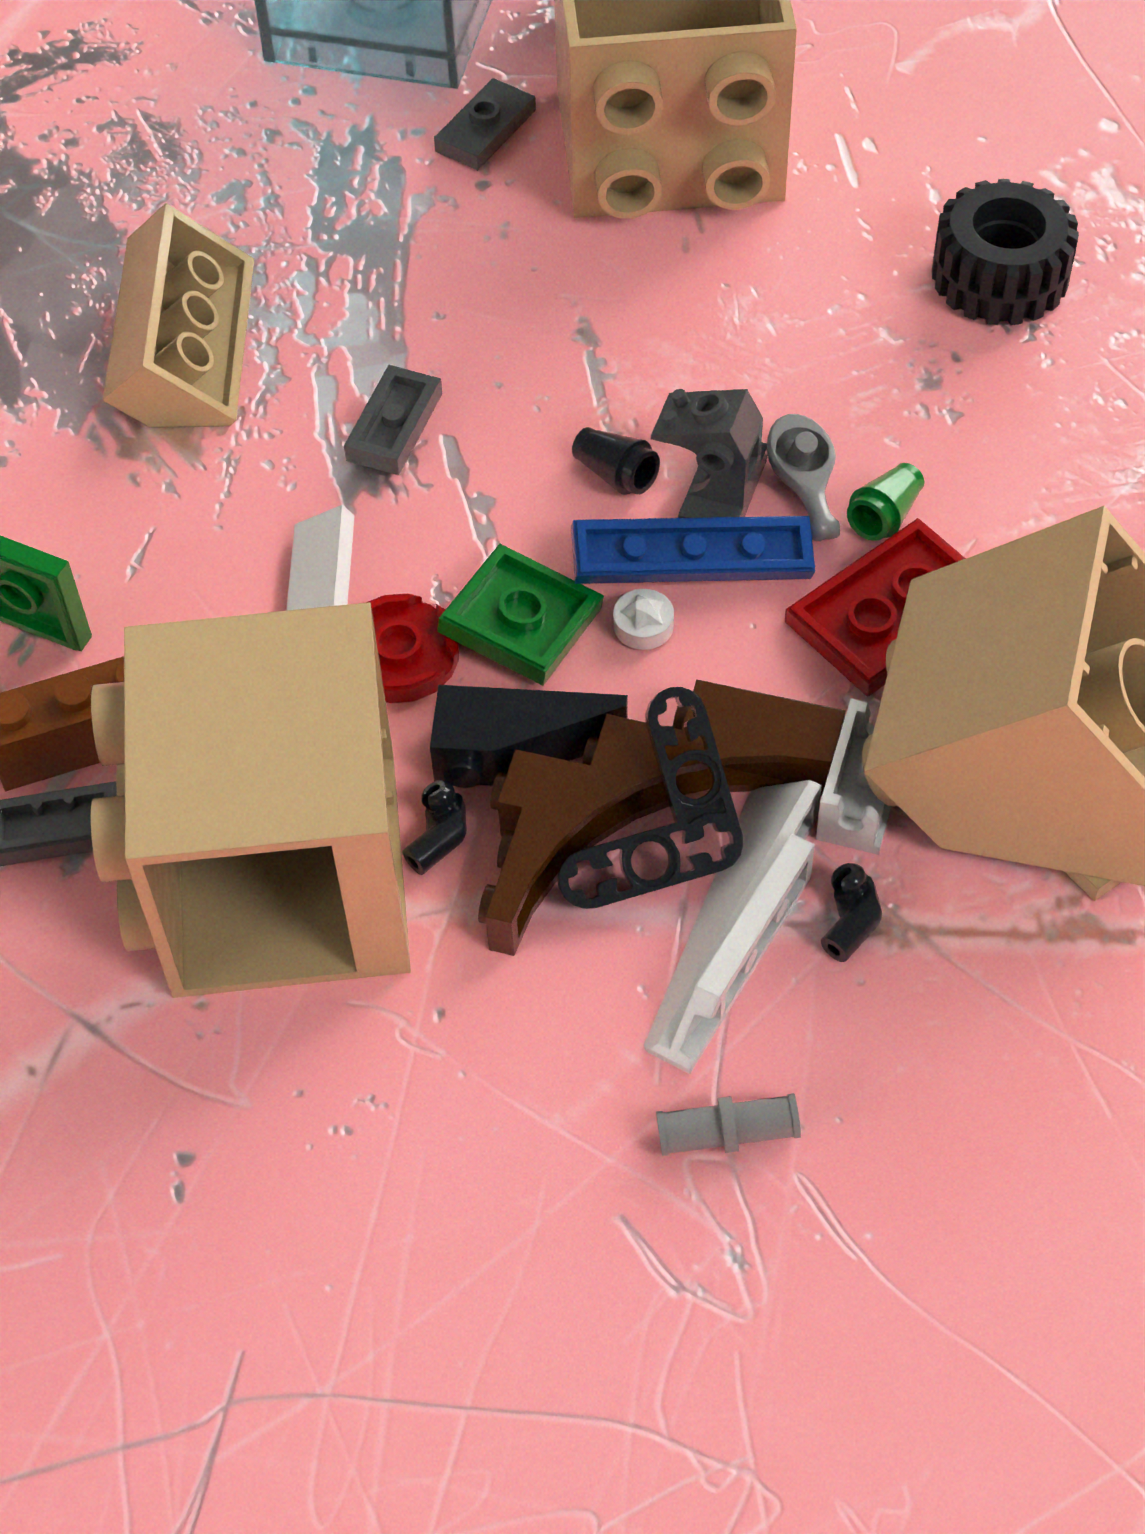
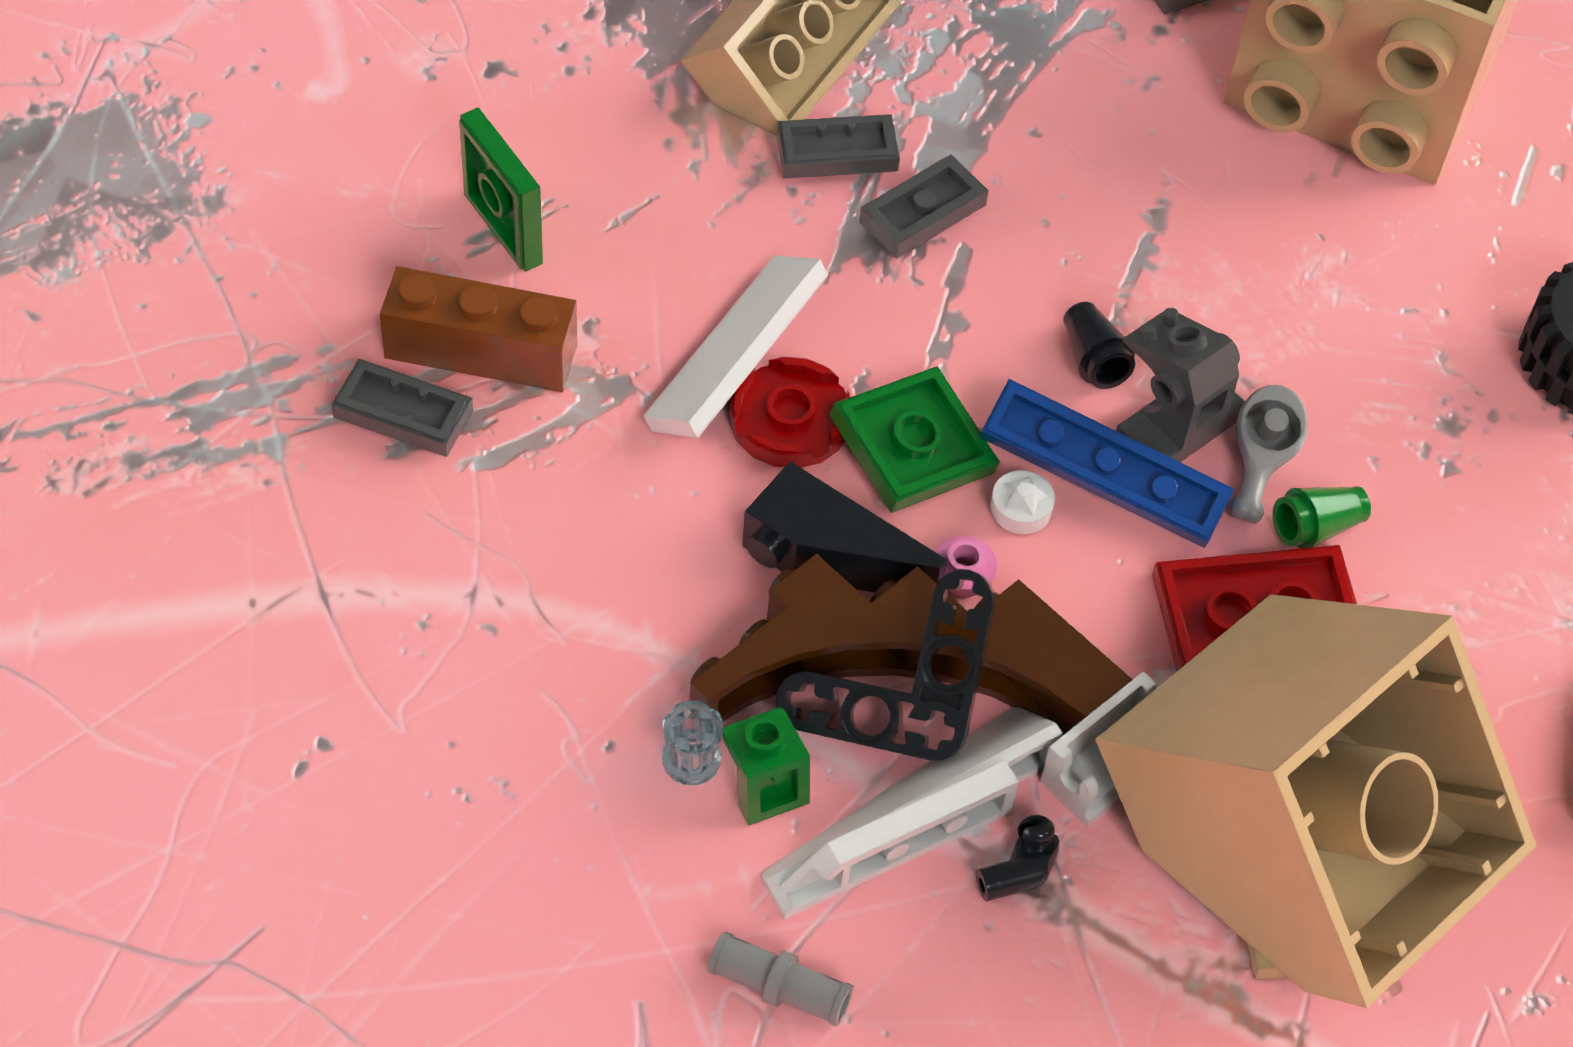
camera: 25 degrees right, 0 degrees up
(253, 801) = (556, 475): tan piece -> none
(285, 406) = (837, 146): none -> dark grey plate
(444, 827) = (720, 589): black arm -> none
(521, 963) = (705, 732): none -> clear light blue bush
(600, 946) = (769, 764): none -> green bracket
(635, 680) = (970, 550): none -> bright pink plate

